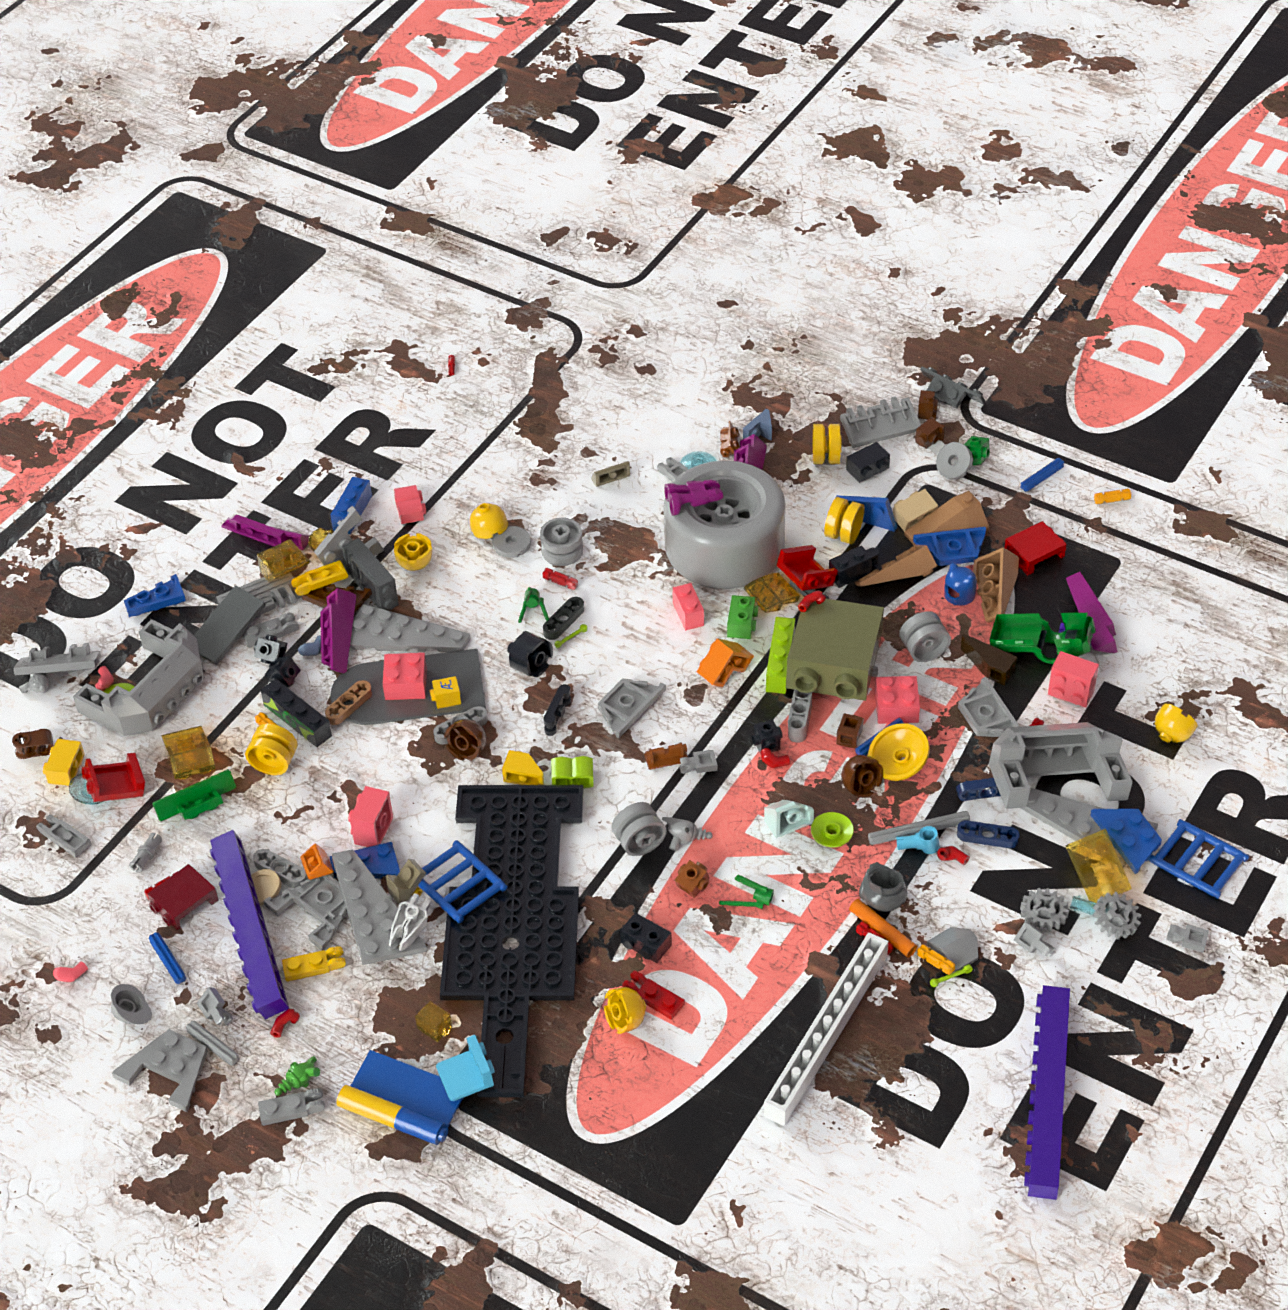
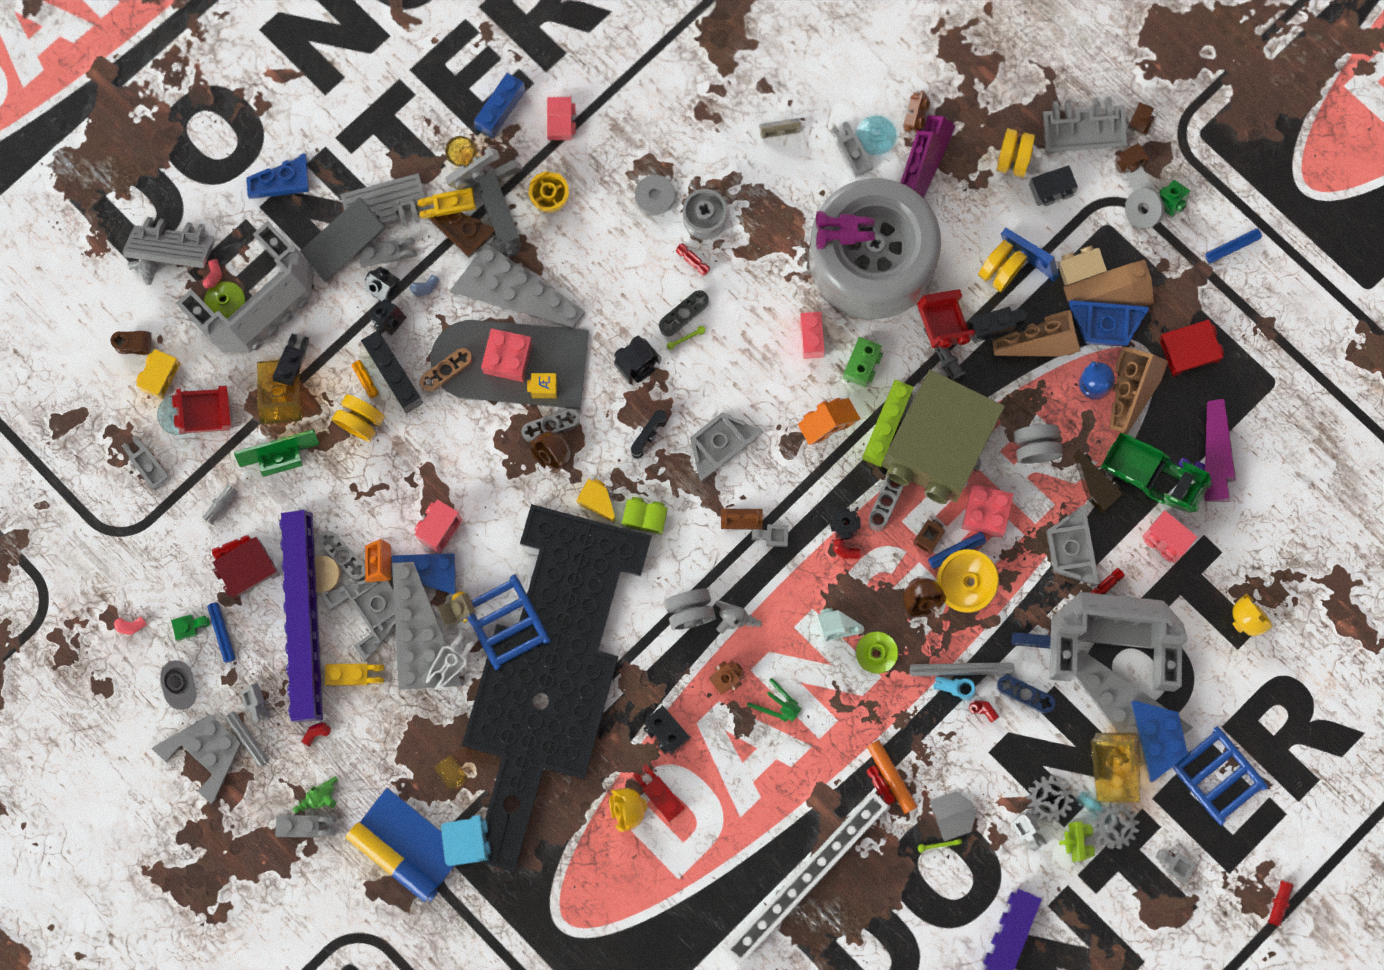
camera: 15 degrees right, 30 degrees up
(130, 961) = (187, 627): none -> green plate
(195, 723) = (290, 361): none -> black hinge
(264, 533) = (408, 117): magenta wedge -> none
(281, 560) = (413, 174): clear yellow slope -> none
(337, 629) = (451, 275): magenta wedge -> none
(488, 520) = (635, 166): yellow cylinder -> none
(532, 599) = (656, 283): green plant -> none
(759, 426) = (956, 100): sand blue slope -> none
(771, 592) = (902, 336): clear yellow slope -> none
(809, 599) = (932, 379): red arm -> none
(883, 888) = (904, 739): dark grey helmet -> none
(936, 959) = (930, 826): light orange axle -> none
(948, 390) = (1171, 100): dark grey bracket -> none
(1083, 938) = (1075, 843): none -> lime hips
(1112, 496) = (1297, 295): light orange axle -> none

